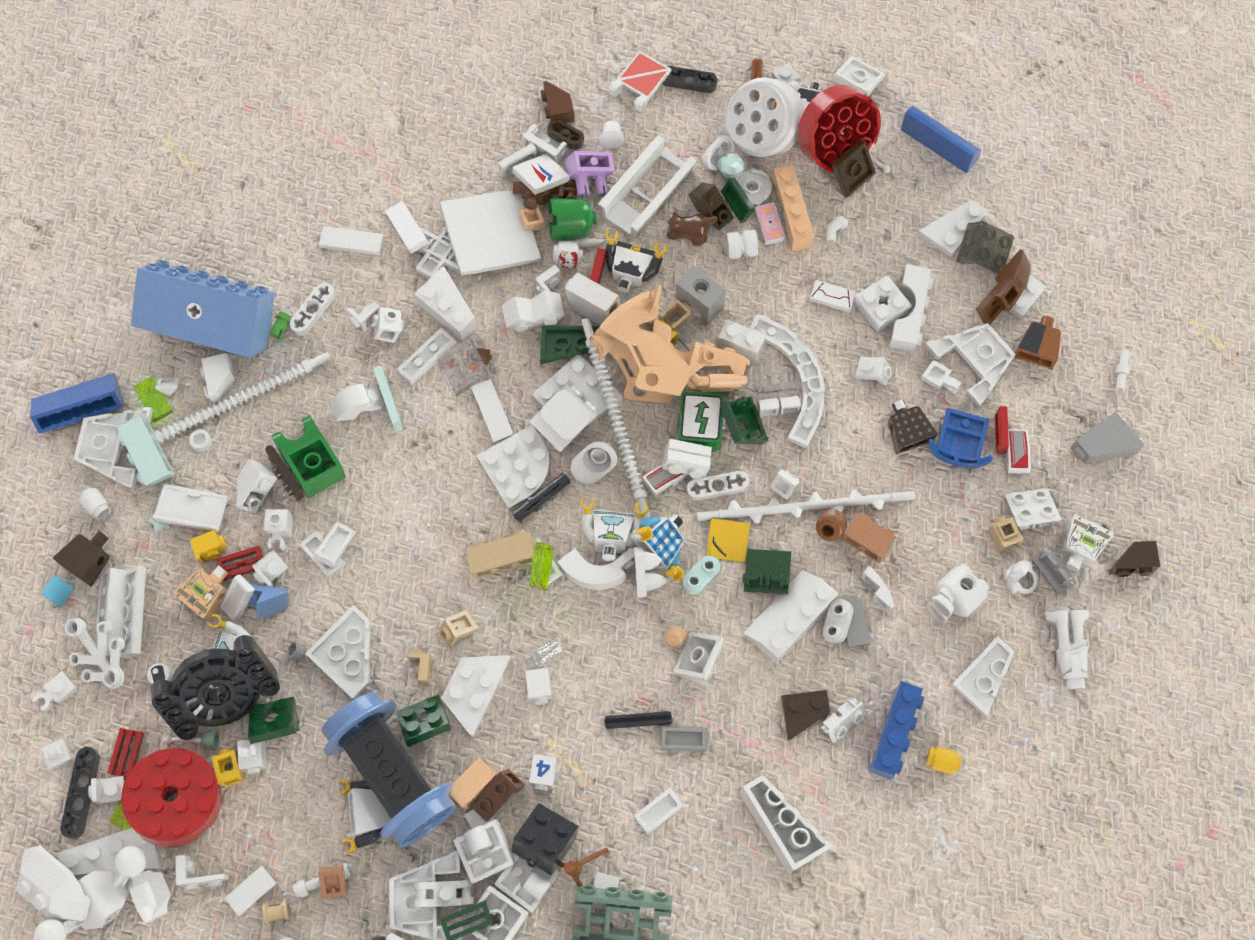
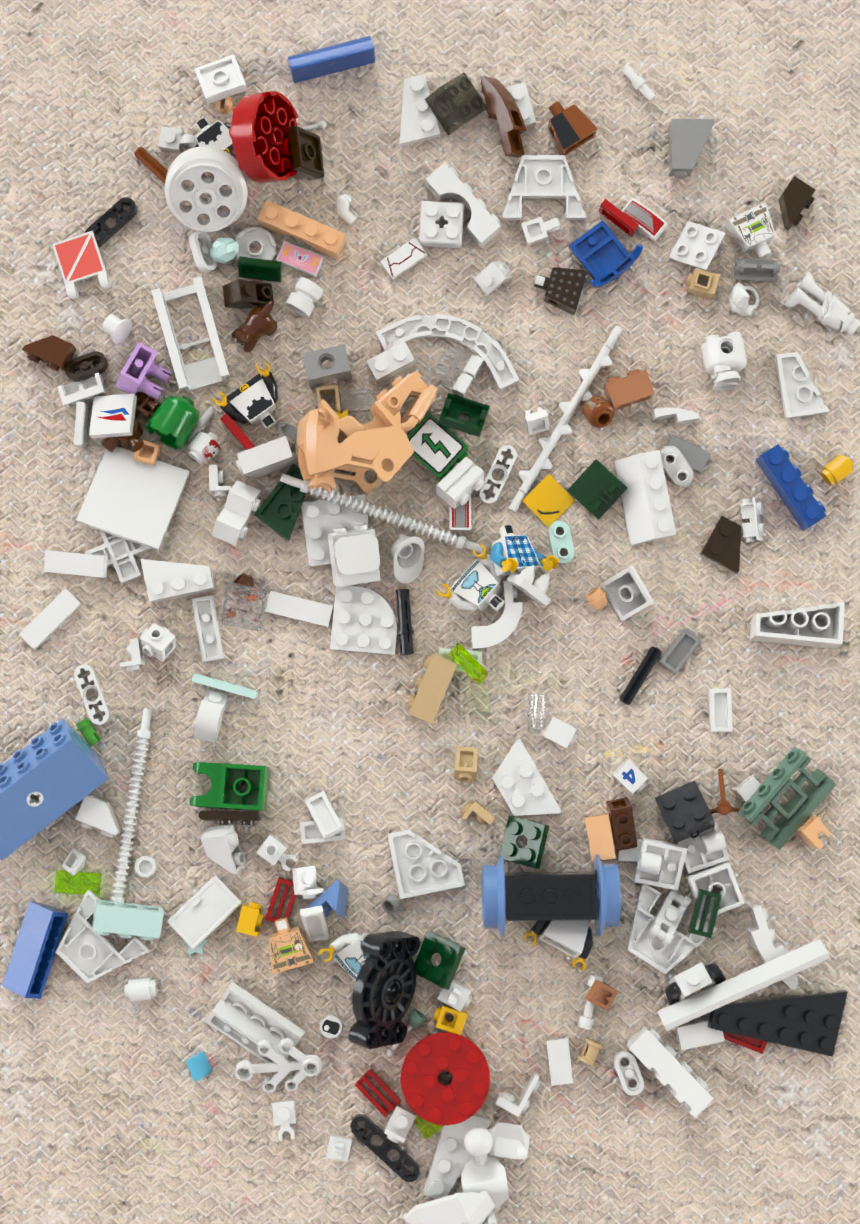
camera: 60 degrees left, 15 degrees up
(84, 557) = (185, 1027): dark brown torso -> none

